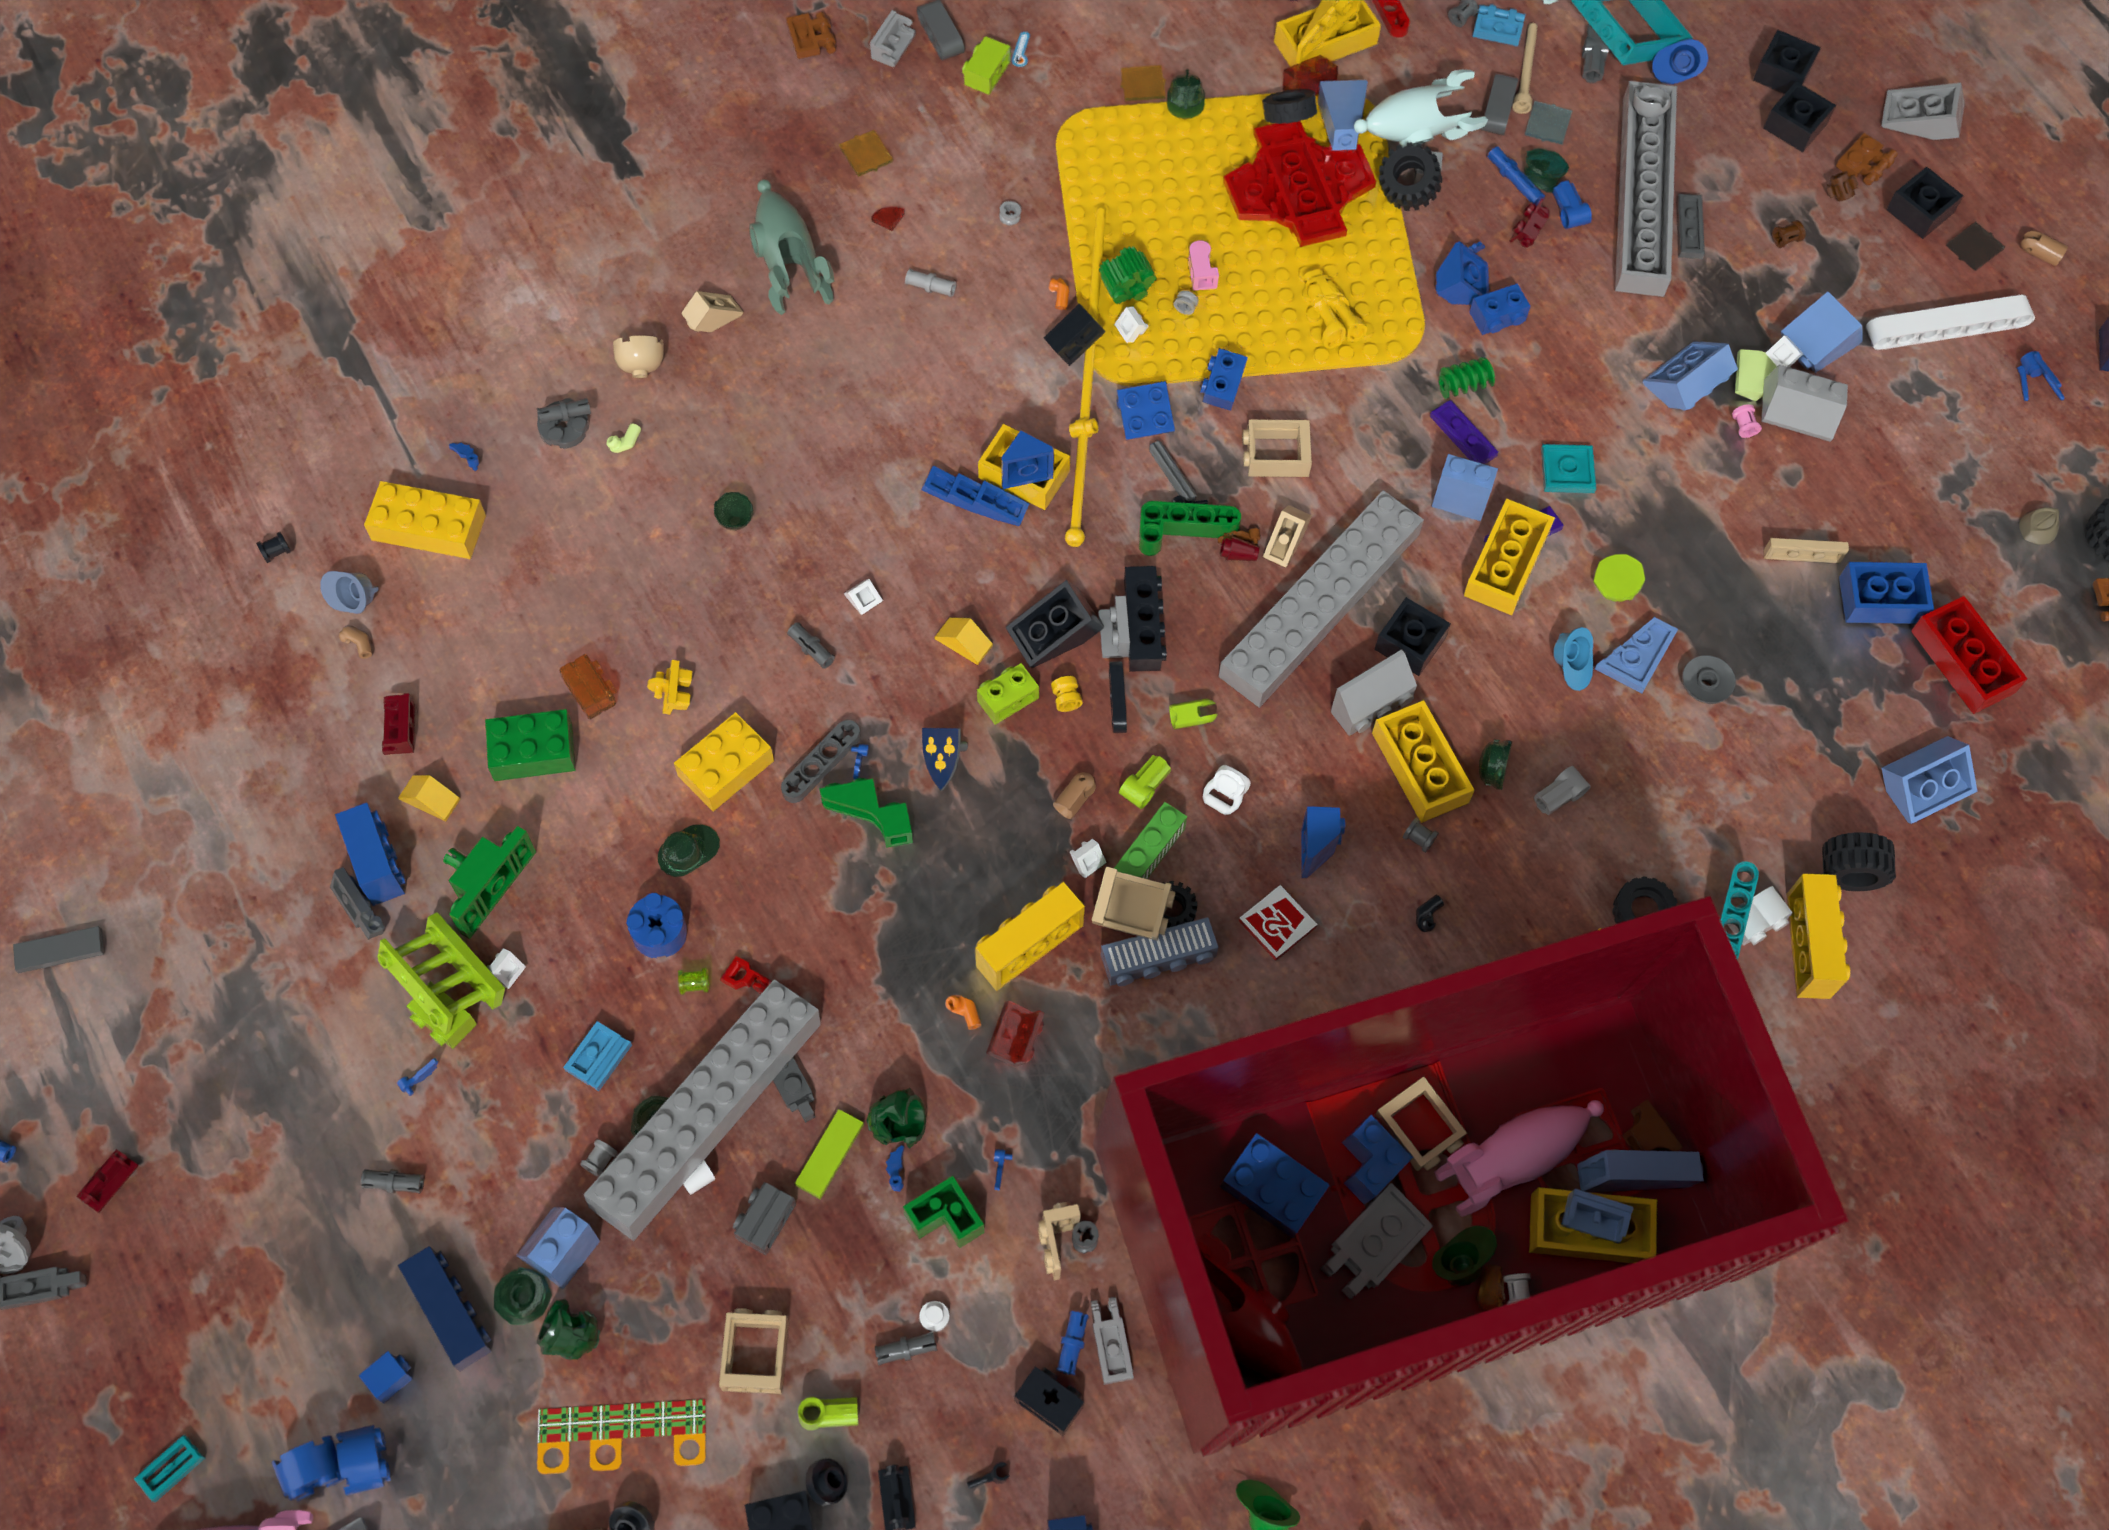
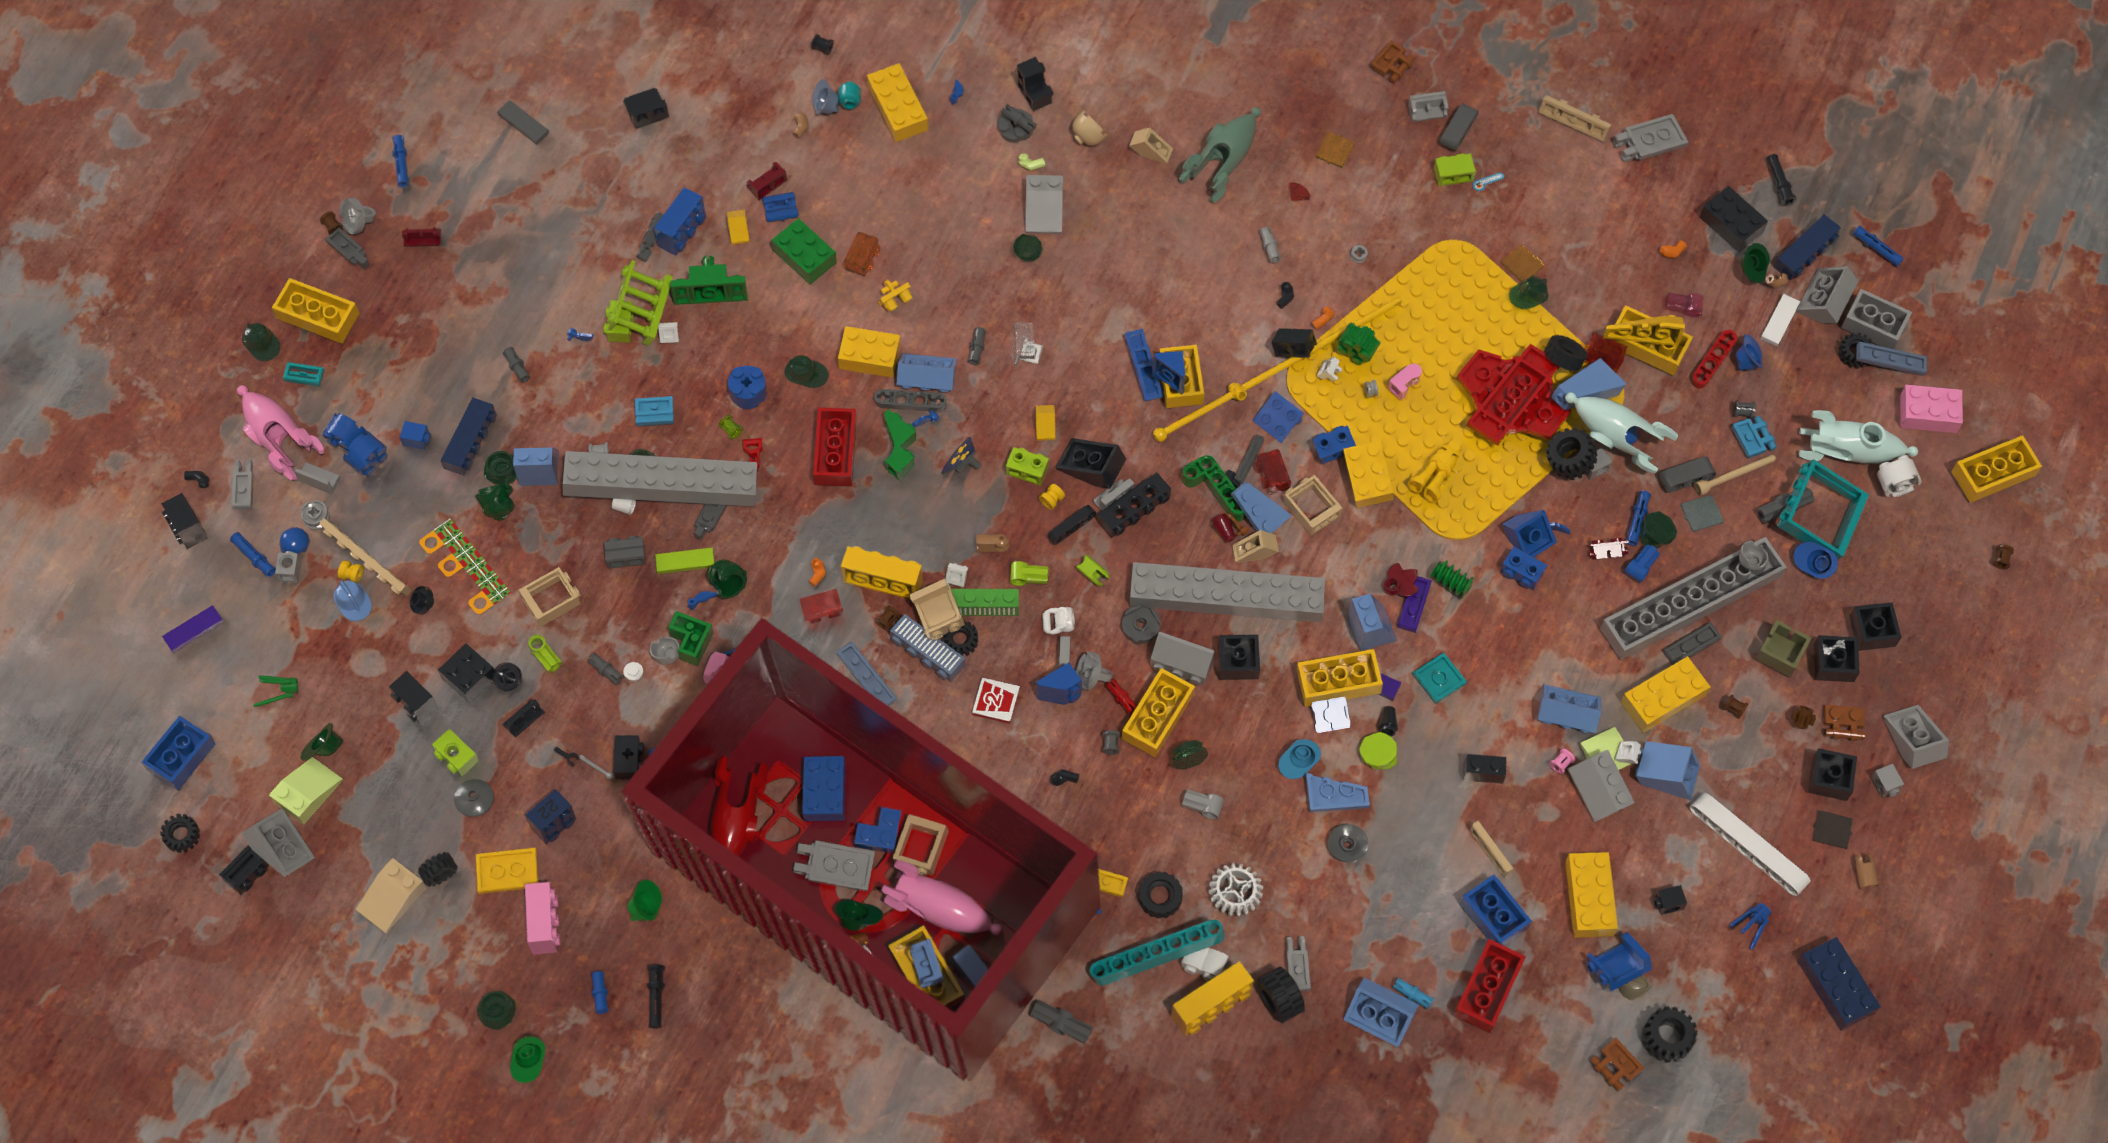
camera: 55 degrees right, 0 degrees up
(71, 1496) = (260, 342): none -> clear green piece
(93, 1389) = (315, 310): none -> yellow brick
(175, 793) = (646, 107): none -> black bracket
(369, 561) = (849, 95): none -> teal head
(445, 733) = (780, 207): none -> blue piece
(531, 372) = (1032, 84): none -> black brick
(690, 460) = (1044, 204): none -> light grey slope
(801, 718) = (926, 372): none -> medium blue slope
(819, 880) = (834, 446): none -> red brick
(848, 595) = (1022, 341): none -> clear panel
(938, 1256) = (665, 650): none -> light grey hair
(1004, 307) = (1287, 295): none -> black arm
(1006, 1210) = (714, 664): none -> bright pink rock
(1054, 1441) = (609, 775): none -> light grey hinge
(1087, 970) = (888, 618): none -> reddish brown bush
(1140, 1044) = (865, 674): none -> sand blue tile
(1209, 458) = (1273, 472): none -> clear red brick
(1249, 498) = (1259, 509): none -> medium blue wing
(1274, 810) = (1064, 650): none -> light grey beam
(1286, 371) = (1368, 474): none -> yellow brick
(1292, 723) = (1142, 614): none -> dark grey plate
(1320, 790) = (1090, 670): none -> light grey tile
(1370, 787) = (1122, 697): none -> red pin
(1431, 424) = (1403, 579): none -> dark red plate
(1542, 596) = (1331, 714): none -> piece
(1590, 548) = (1388, 721): none -> black cone
(1703, 818) = (1221, 898): none -> white gear
(1709, 494) = (1484, 768): none -> black brick
(1735, 282) = (1665, 694): none -> yellow brick
(1763, 153) = (1783, 653): none -> olive piece
(1815, 821) = (1298, 964): none -> light grey hinge
(1920, 494) = (1591, 895): none -> yellow brick
(1926, 734) = (1413, 993): none -> dark azure pin
(1958, 165) = (1887, 781): none -> light grey brick
(1969, 429) = (1670, 900): none -> black brick
(2017, 518) = (1620, 963): none -> blue panel

